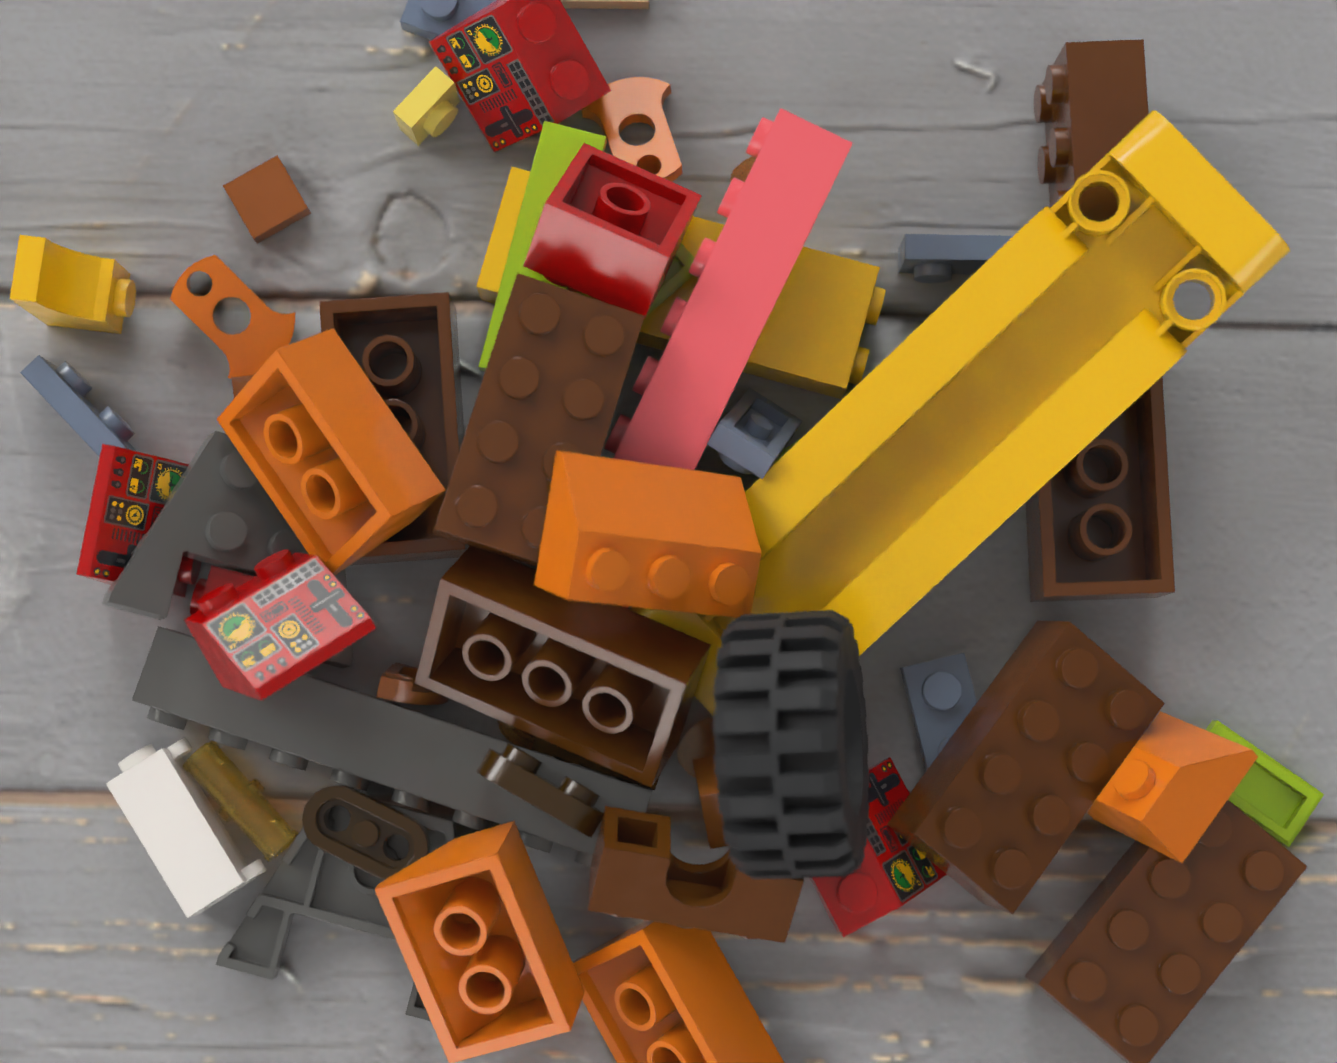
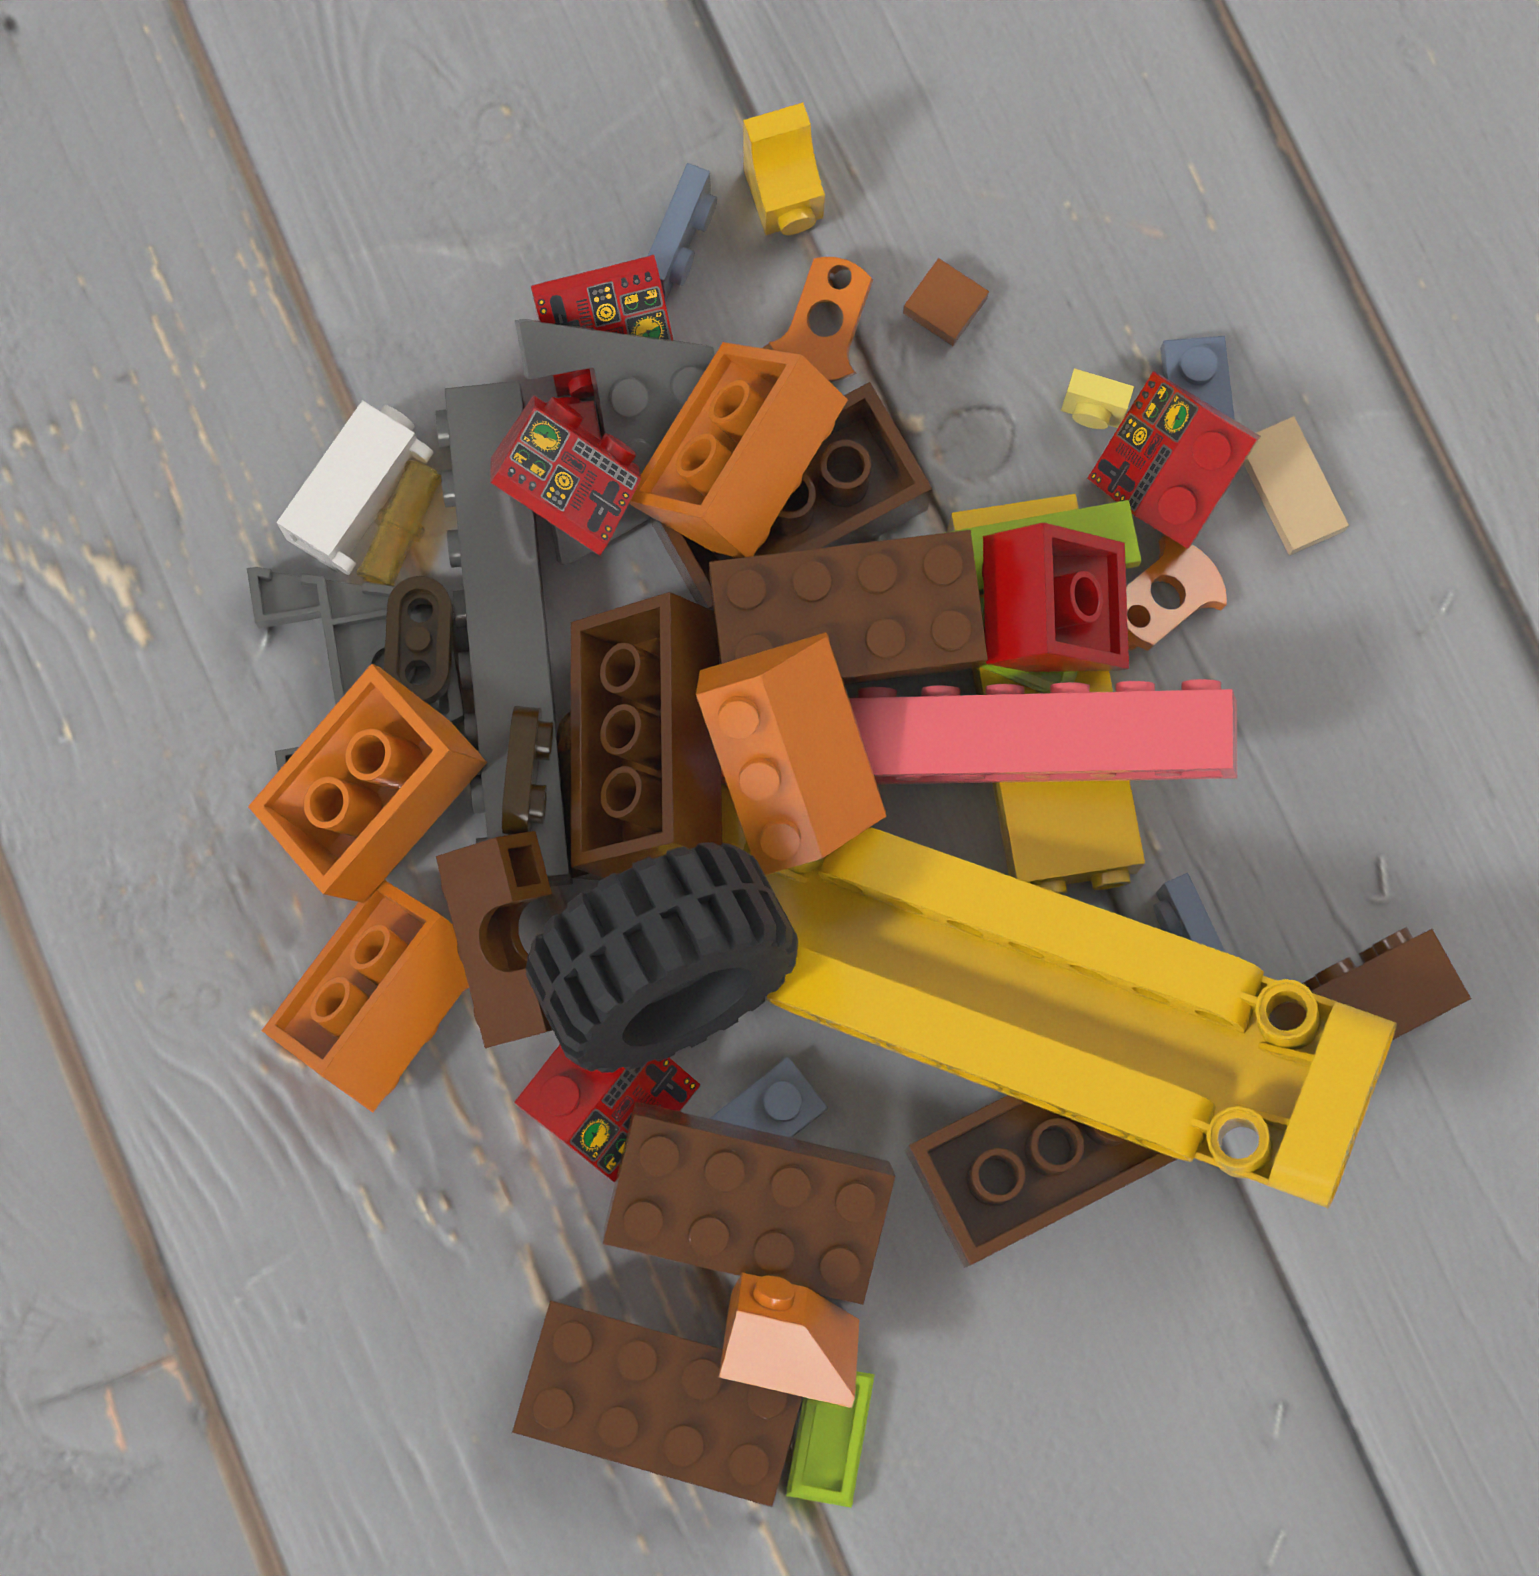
camera: 65 degrees right, 5 degrees down
(399, 686) = (561, 611): dark orange tile -> none
(753, 434) = (936, 816): sand blue plate -> none

